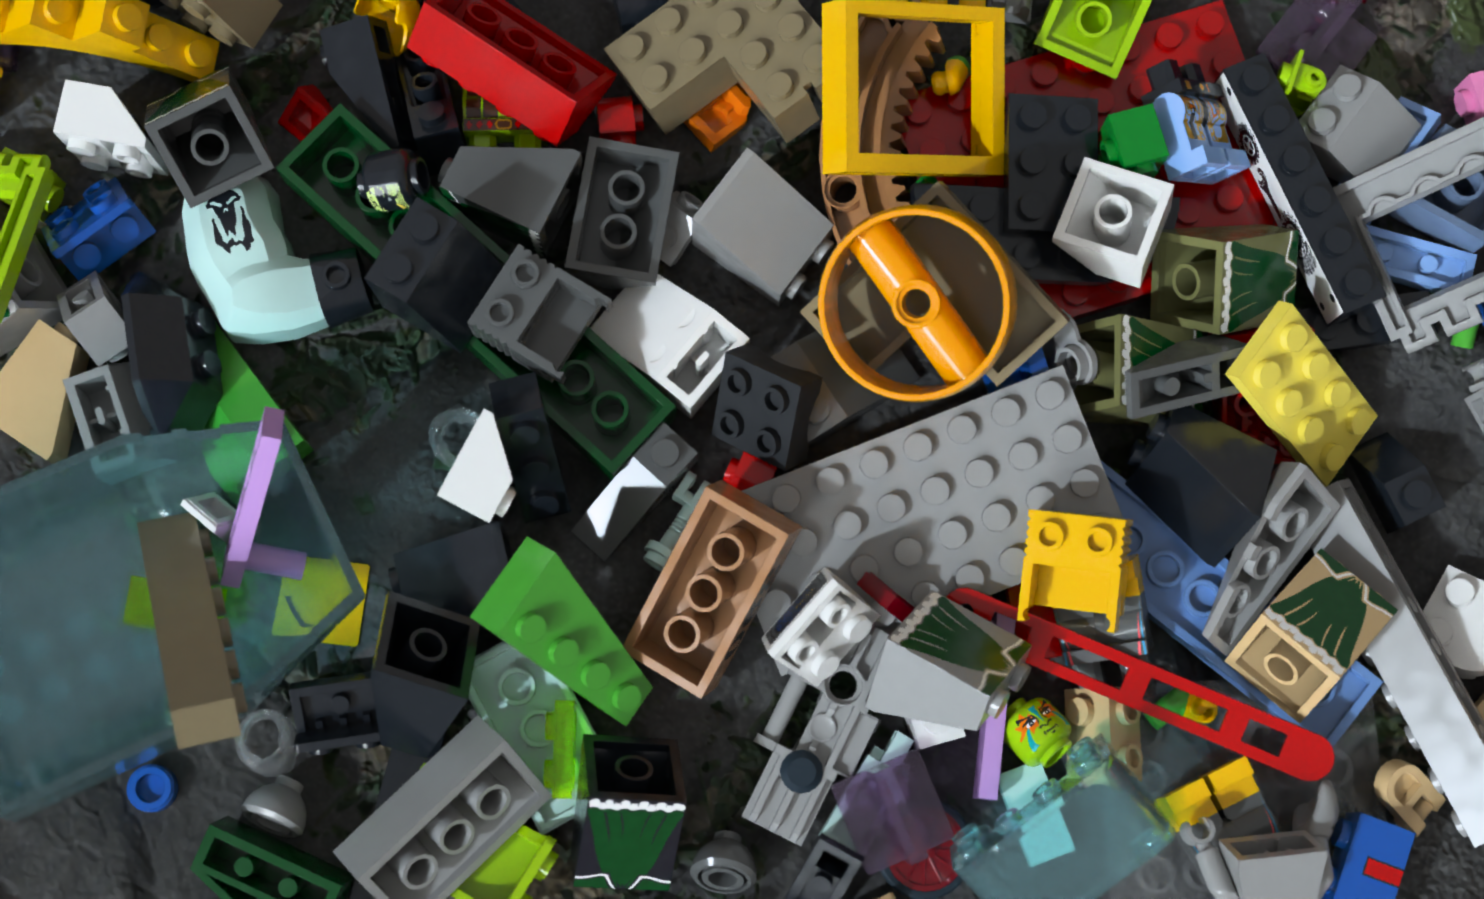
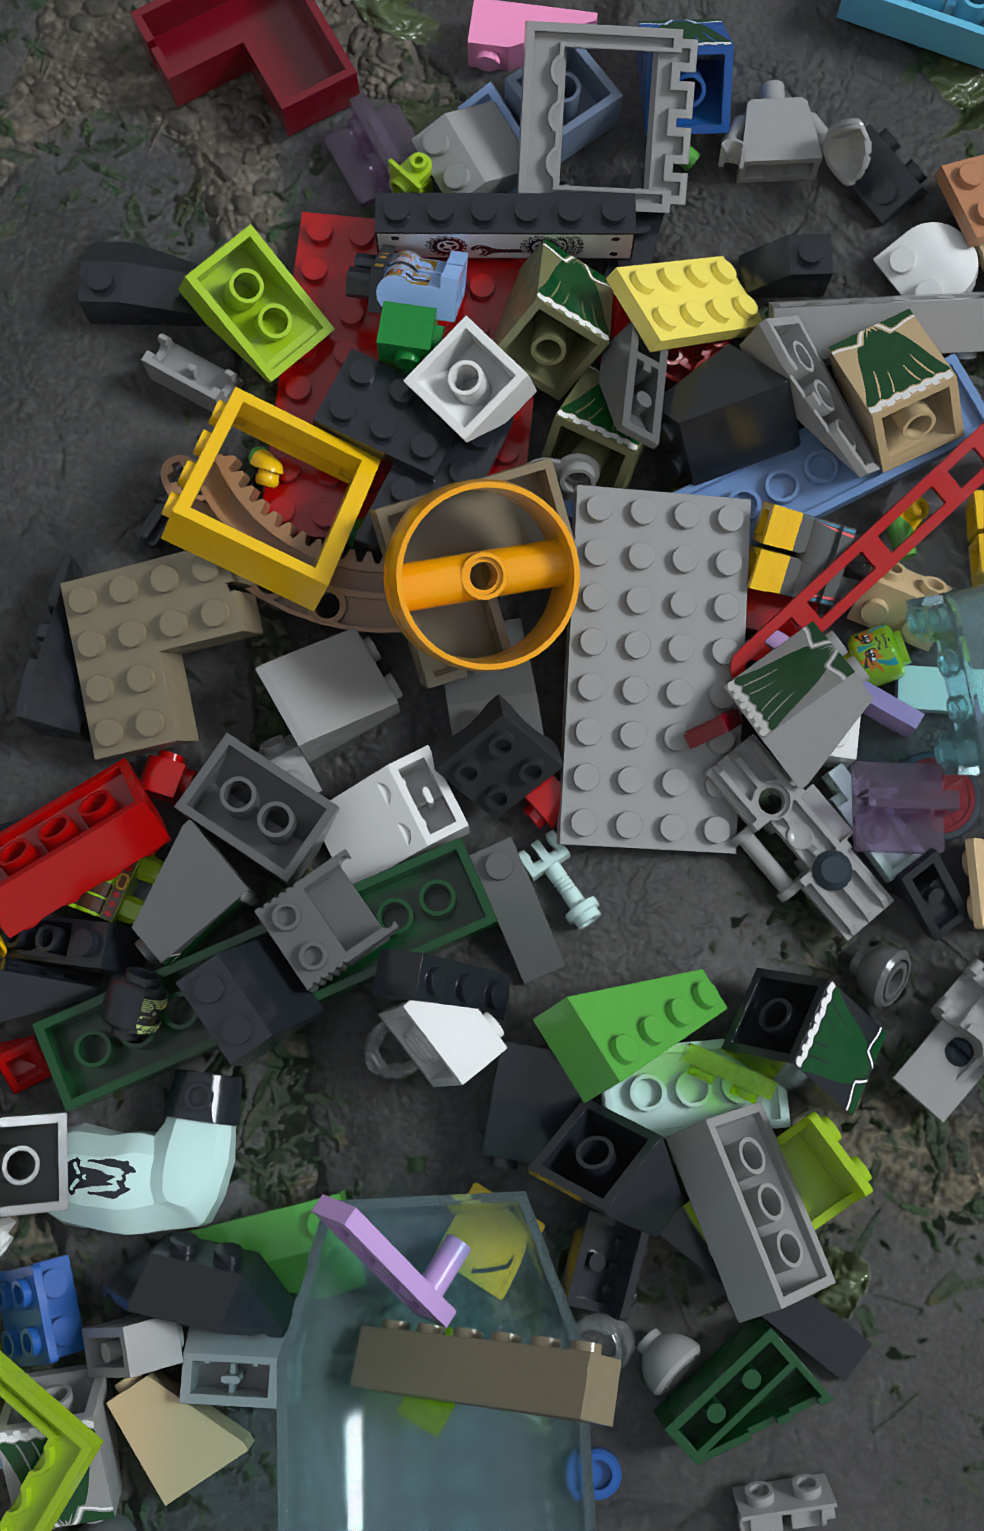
camera: 60 degrees left, 0 degrees up
(212, 512) = (373, 1307): white slope -> none
(711, 588) = (641, 876): medium nougat brick -> none
(721, 118) = (205, 685): orange slope -> none
(820, 628) = (718, 797): white slope -> none
(1076, 563) = (758, 549): yellow piece -> none
(1421, 262) = (611, 156): light blue plate -> none

